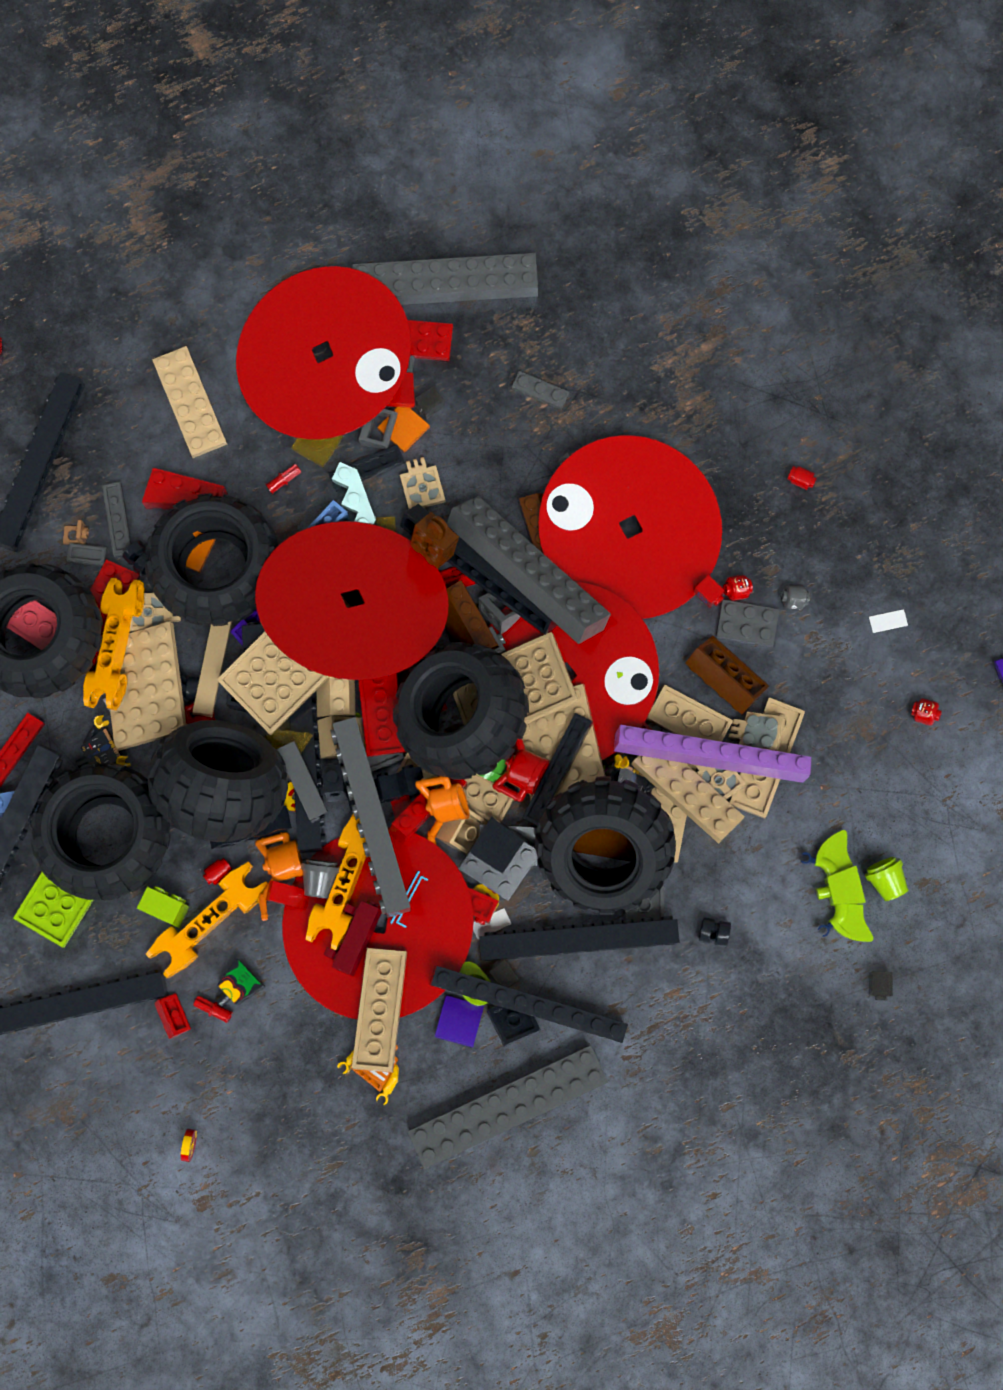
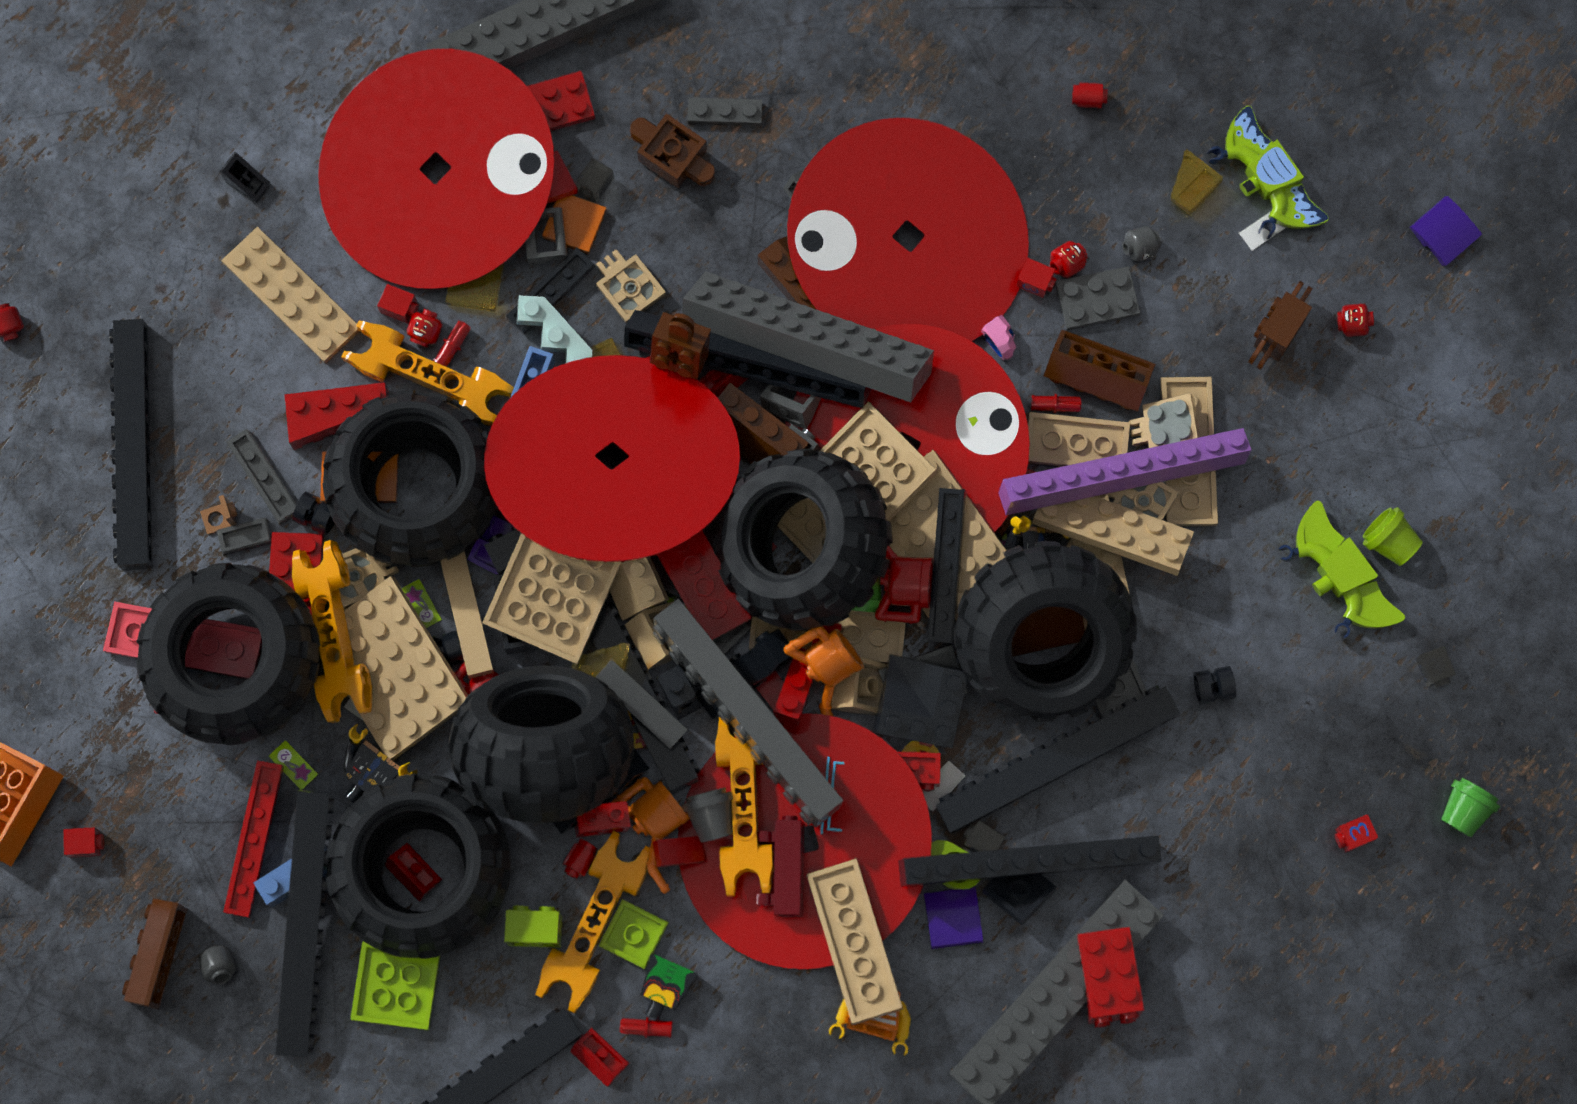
camera: 25 degrees left, 0 degrees up
(52, 725) = (294, 765): none -> lime sticker
(100, 833) = (412, 871): none -> red slope
(185, 649) = (422, 603): none -> sticker
(191, 308) = (244, 177): none -> black slope
(232, 939) = (633, 934): none -> lime tile
(235, 468) = (387, 356): none -> light orange piece
(244, 851) = (604, 820): none -> red bracket
(258, 436) = (397, 303): none -> red brick
(269, 459) = (424, 328): none -> red head
(491, 403) = (672, 151): none -> reddish brown brick
(550, 1110) = (1110, 977): none -> red bracket
(666, 623) = (1000, 337): none -> bright pink rock
(686, 686) = (1055, 403): none -> red axle
(771, 1081) = (1355, 833): none -> red brick
(851, 568) = (1194, 183): none -> clear yellow wing
(862, 1096) = (1469, 807): none -> bright green piece
(870, 695) = (1284, 322): none -> reddish brown brick
(908, 583) = (1270, 174): none -> torso

